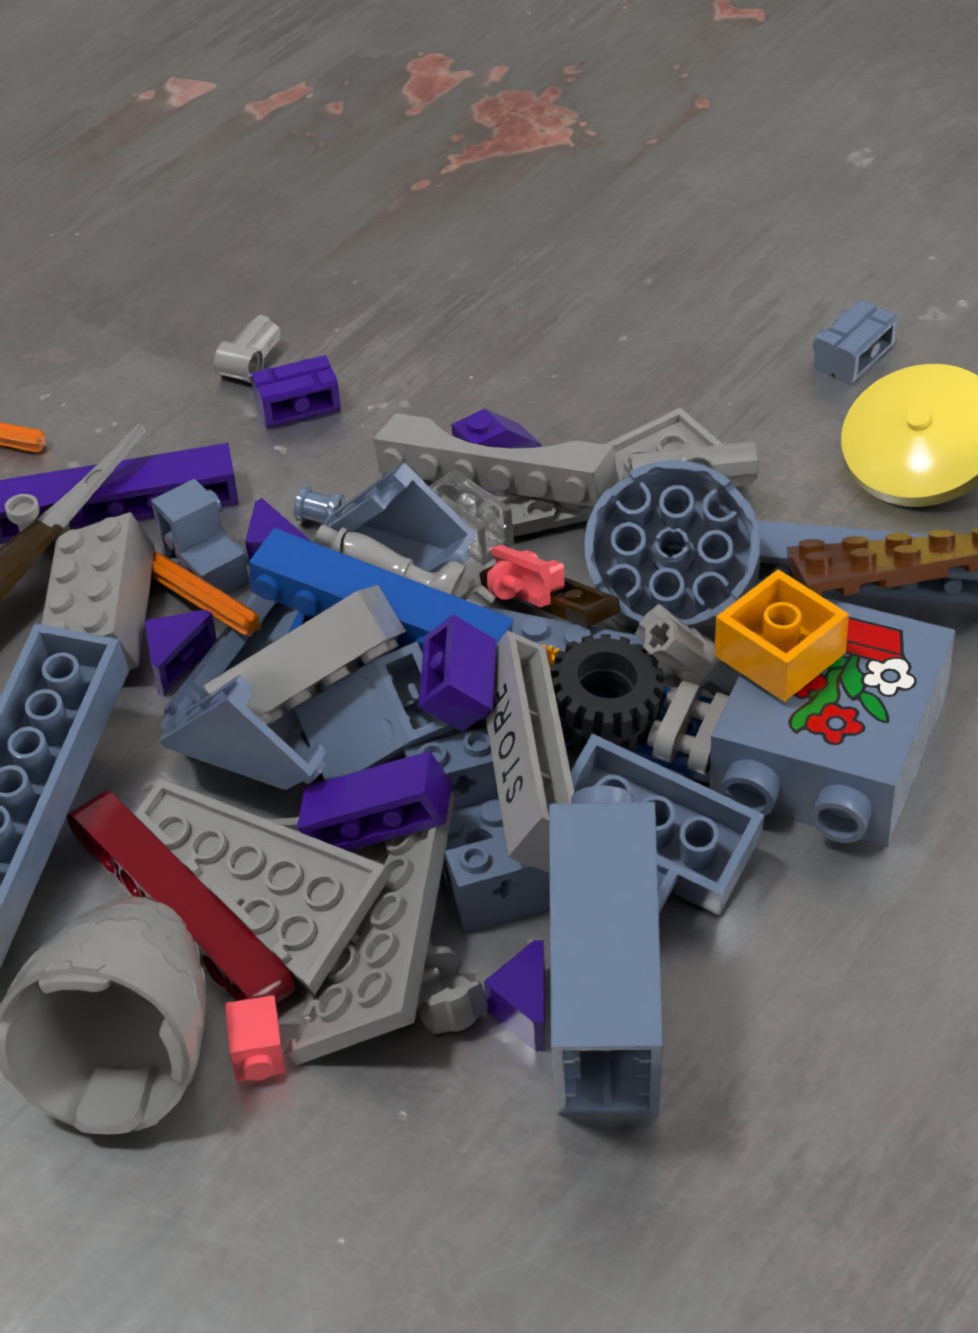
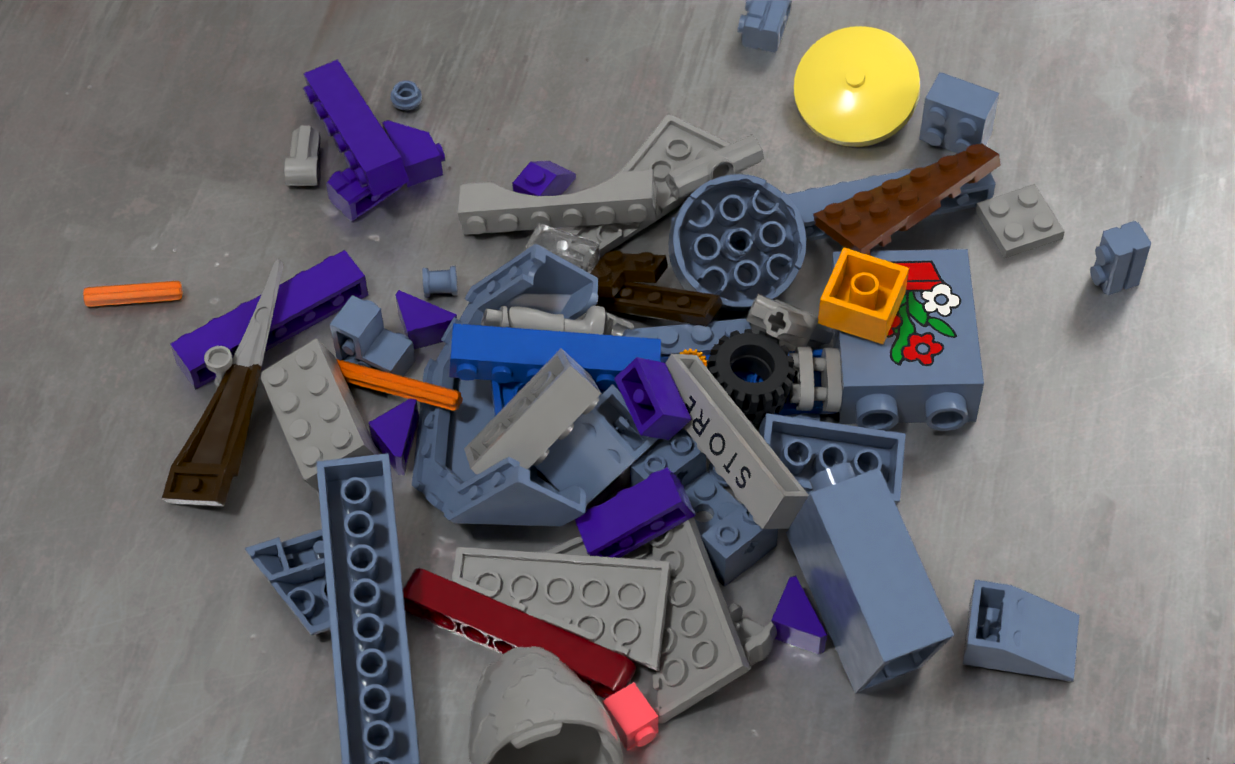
camera: 25 degrees left, 10 degrees up
(309, 329) = (354, 129): none -> dark purple brick
(369, 375) = (418, 151): none -> dark purple slope
(396, 319) = (406, 95): none -> sand blue plate
(524, 576) = (636, 297): coral hips -> none
(546, 548) = (619, 267): none -> dark brown plate
(804, 1108) = (1020, 632): none -> sand blue slope

